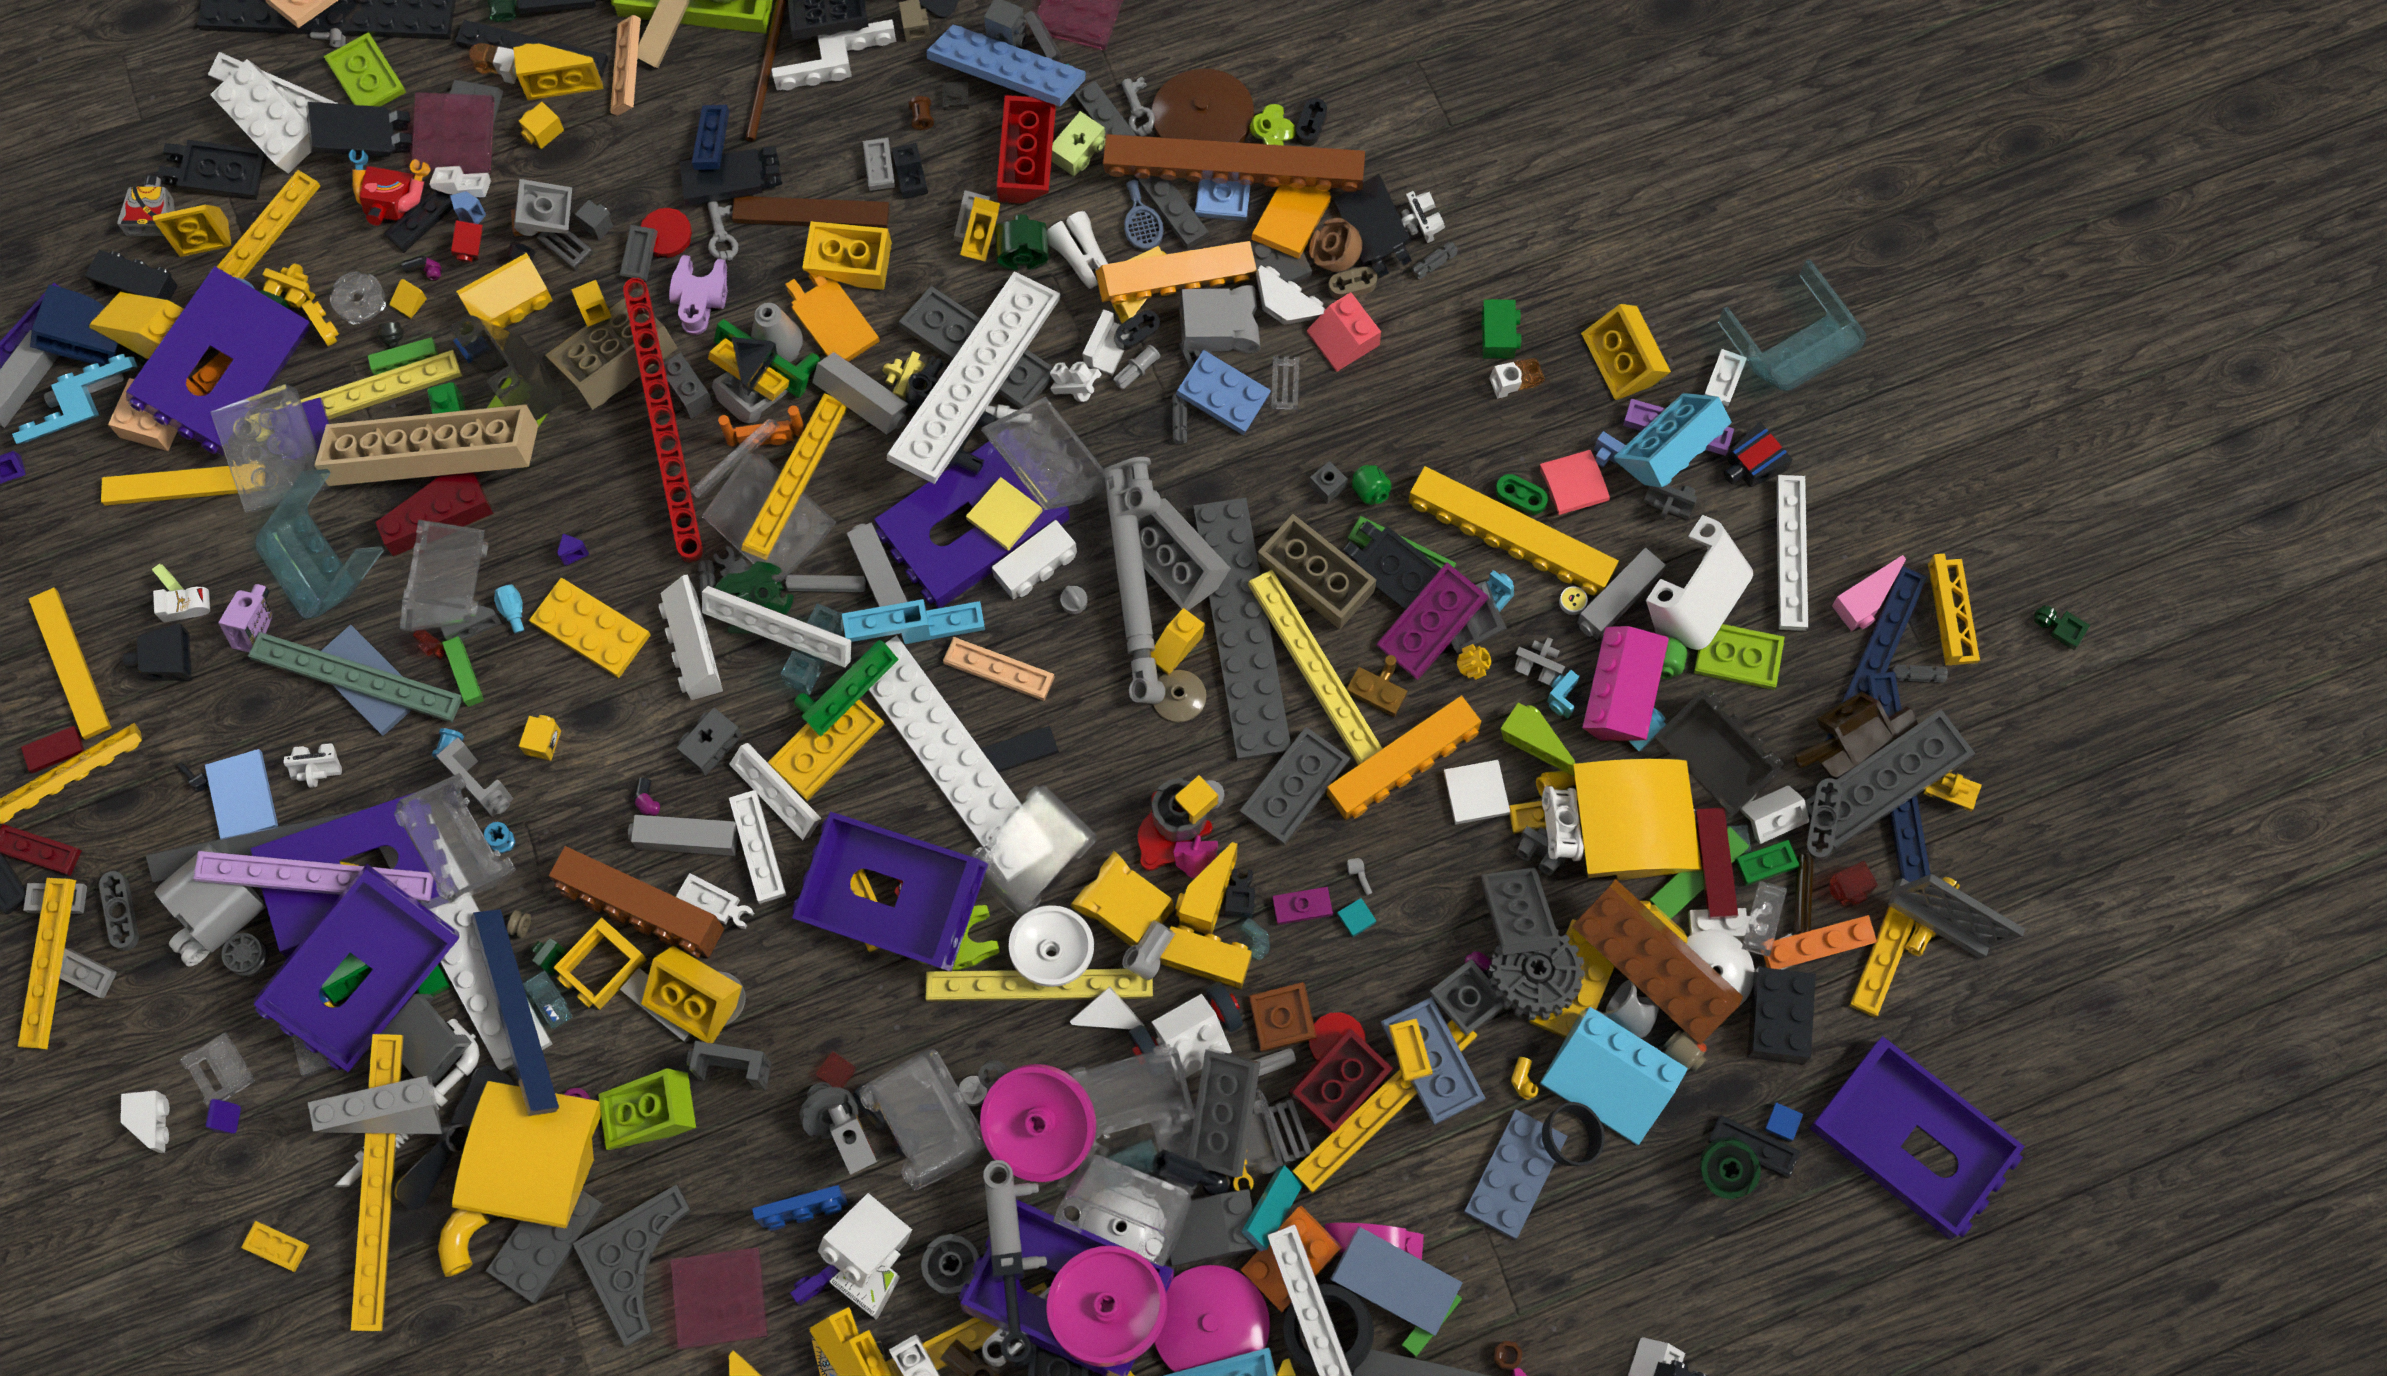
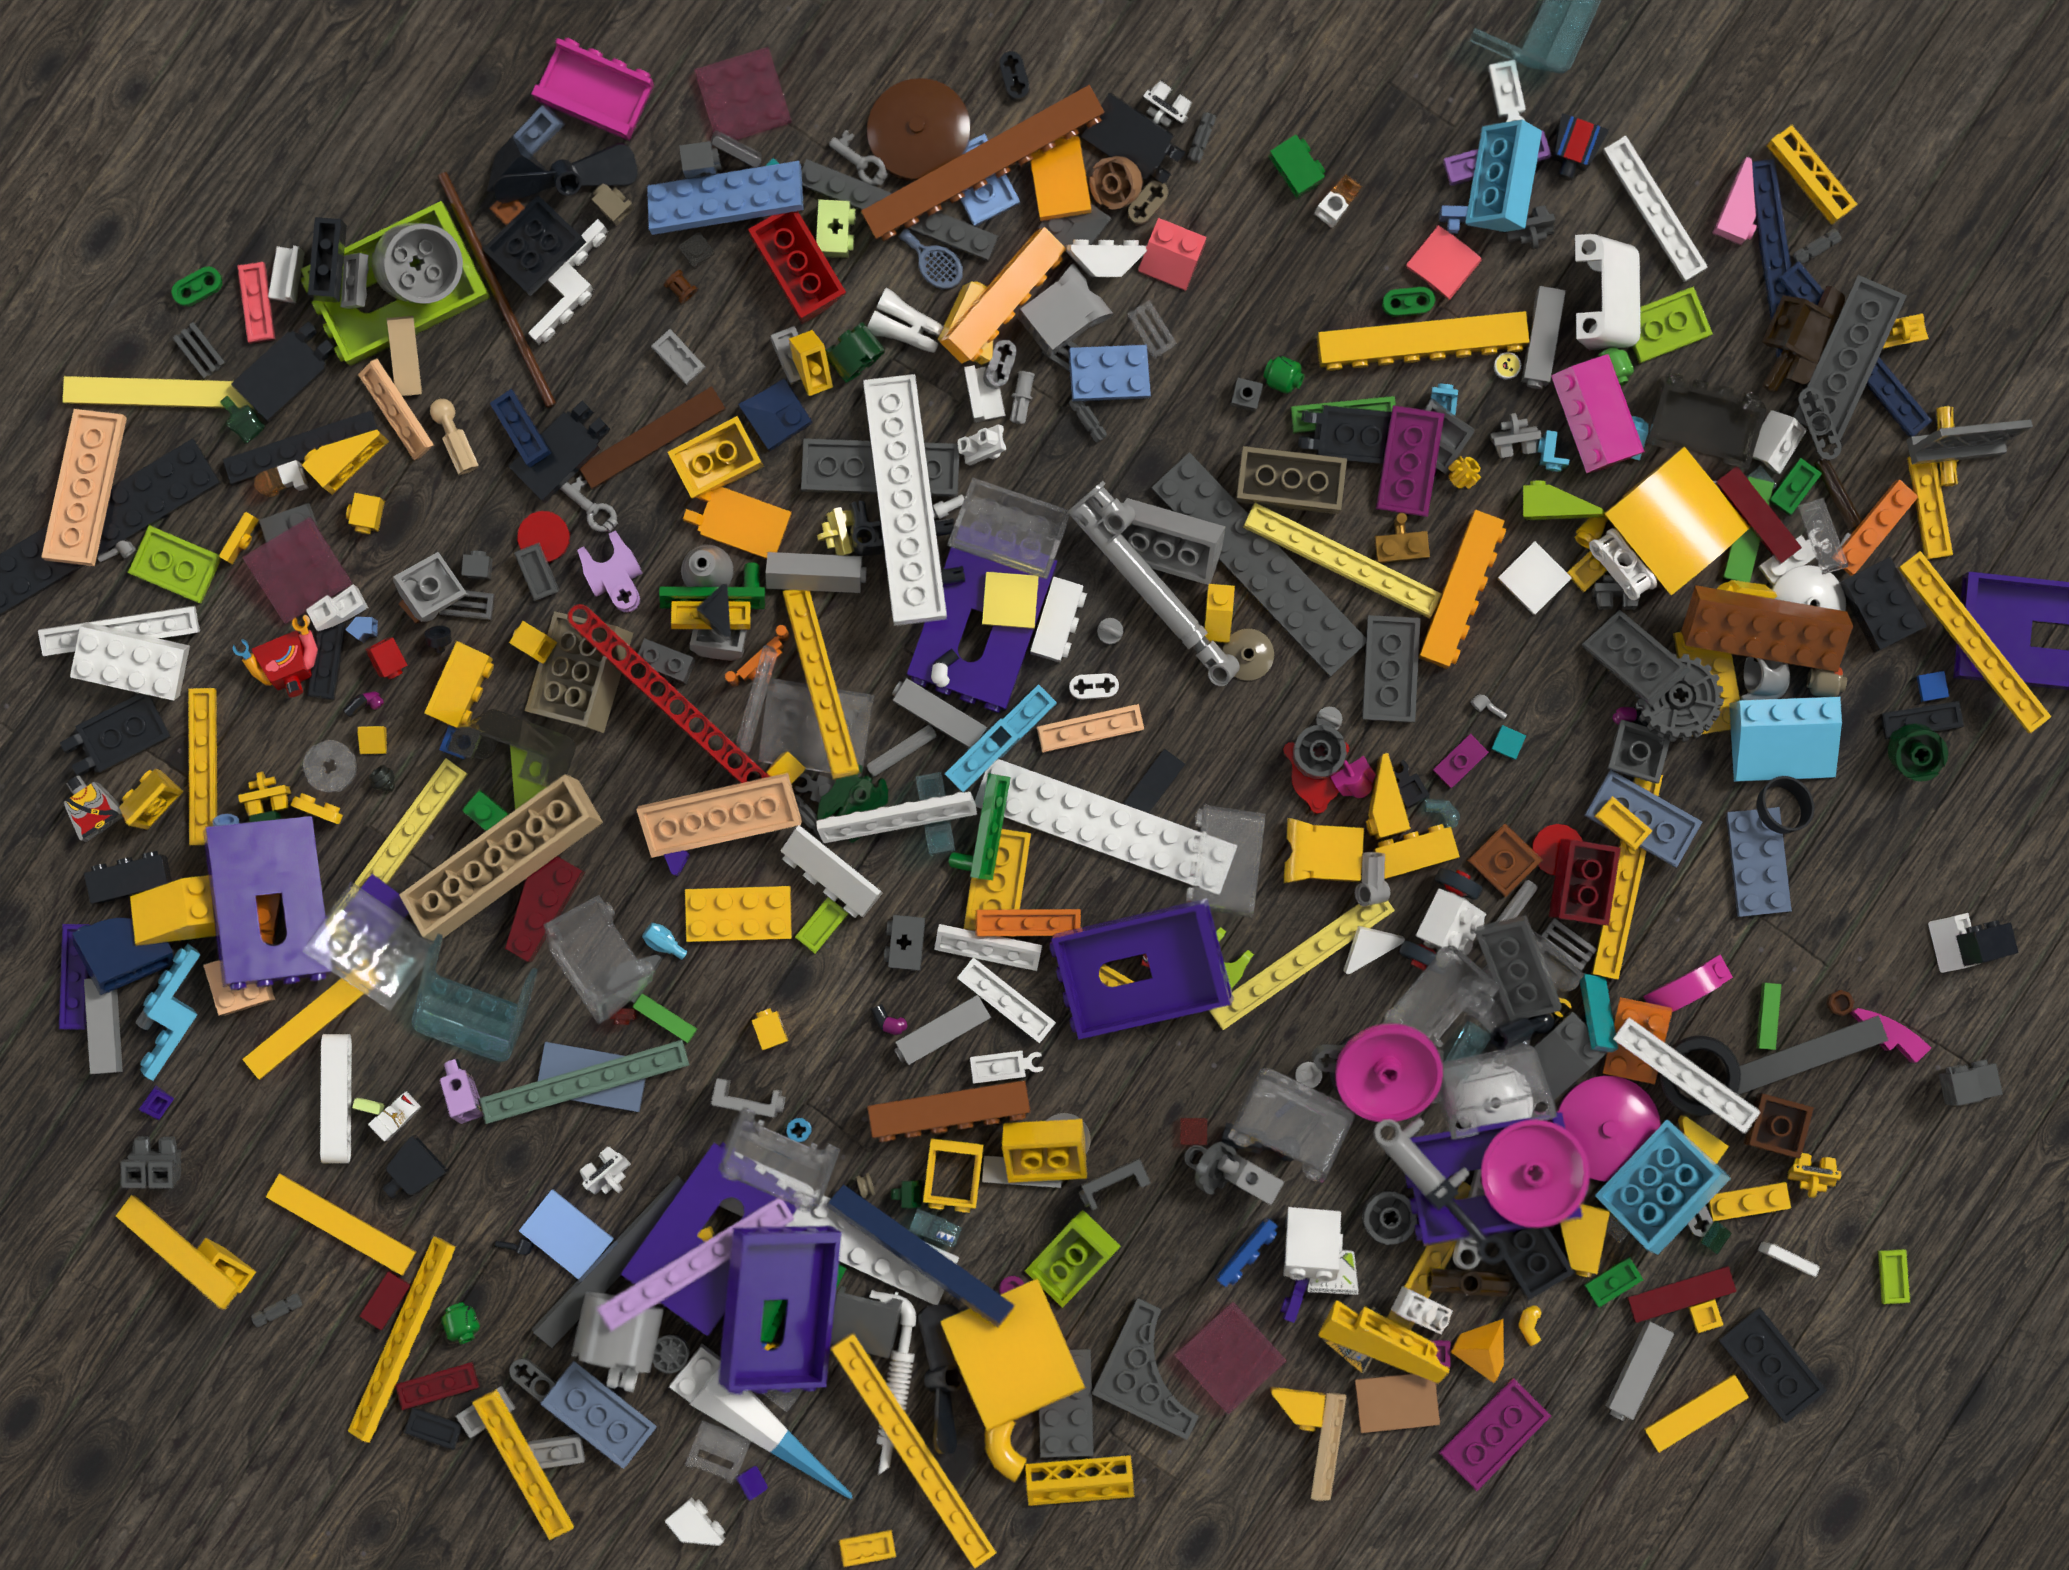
camera: 35 degrees left, 15 degrees up
(95, 808) = (460, 1323): none -> green head
(142, 963) = (598, 1414): none -> sand blue plate
(153, 548) = (336, 1098): none -> white beam
(266, 1059) = (745, 1415): none -> white plate
(357, 127) = (216, 623): black tile -> none
(390, 1108) = (886, 1394): light grey wedge -> none
(402, 355) = (408, 791): bright green piece -> none
(428, 82) = (239, 538): none -> yellow plate
(447, 736) = (700, 1085): dark azure bush -> none
(499, 1321) = (1079, 1486): none -> yellow fence
(633, 530) = (719, 815): none -> light nougat plate
(651, 682) = (821, 925): none -> lime tile
(653, 115) = (443, 412): none -> tan piece
(716, 533) = (786, 764): none -> yellow slope
(820, 787) = (1026, 922): none -> orange plate
(906, 528) = (940, 668): none -> arm
(910, 170) = (708, 345): black slope -> none
(924, 256) = (776, 414): none -> dark blue plate
(1024, 641) = (1094, 693): none -> white beam
(1054, 930) = (1298, 908): white dish -> none
(1197, 799) = (1334, 739): yellow panel -> none
(1272, 126) = (987, 105): lime plate -> none
(1396, 1280) = (1728, 1006): sand blue tile -> none
(1521, 1081) = (1717, 787): yellow arm -> none
(1625, 351) = (1412, 118): yellow slope -> none
(1847, 1101) = (1974, 642): none -> yellow plate
(1853, 884) = (1871, 461): clear red brick -> none
(2067, 629) = (1910, 132): dark green plate -> none

